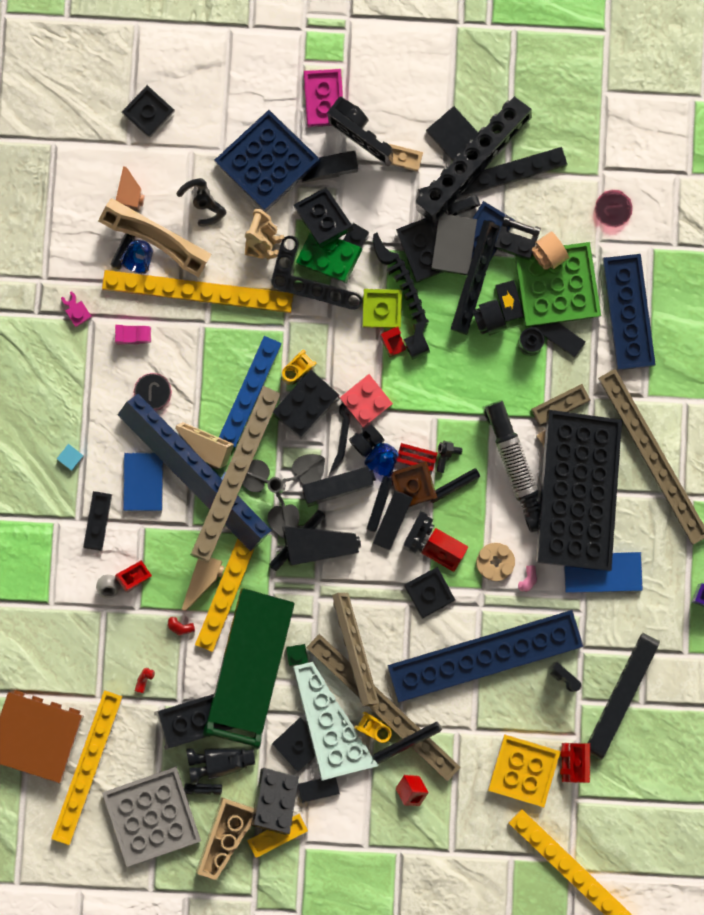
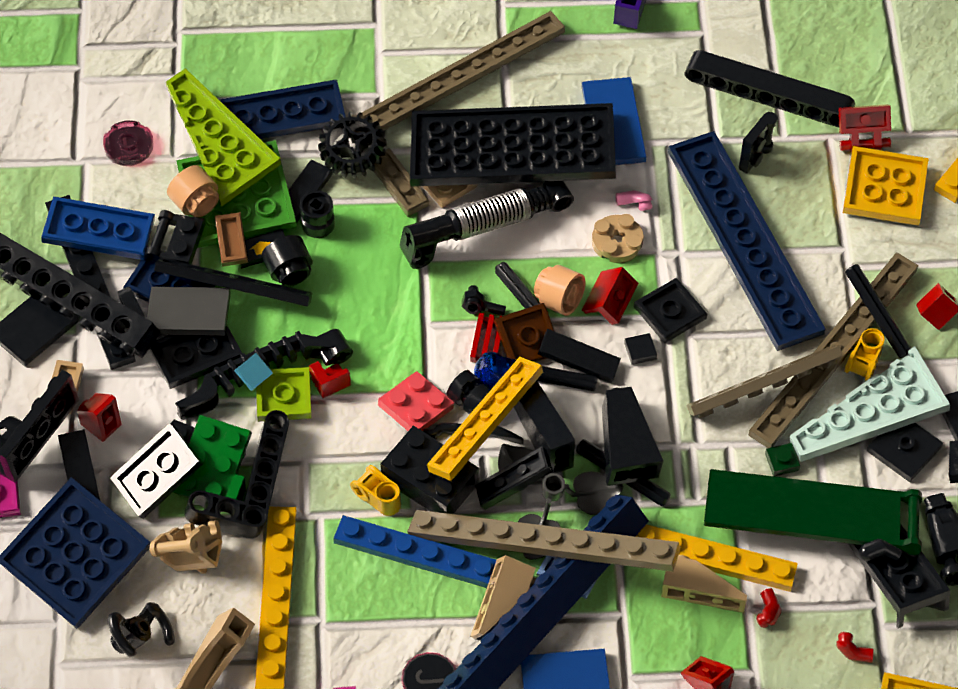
camera: 90 degrees left, 25 degrees down
(207, 704) = (877, 549): none -> black arm
(292, 461) = (513, 478): none -> black tile
(304, 271) = (237, 488): none -> green tile
(335, 444) = (484, 418): none -> yellow plate
(374, 179) = (100, 415): none -> red slope
(395, 287) = (253, 371): none -> medium azure tile
(398, 566) = (640, 348): none -> black tile
(421, 527) = (593, 320): black plate -> none
(449, 511) = (560, 289): none -> light nougat piece
(513, 278) = (231, 239): none -> medium nougat tile
(532, 183) = (98, 228): none -> blue tile
(583, 355) = (369, 135): none -> black gear
(596, 276) = (222, 141): none -> lime wing

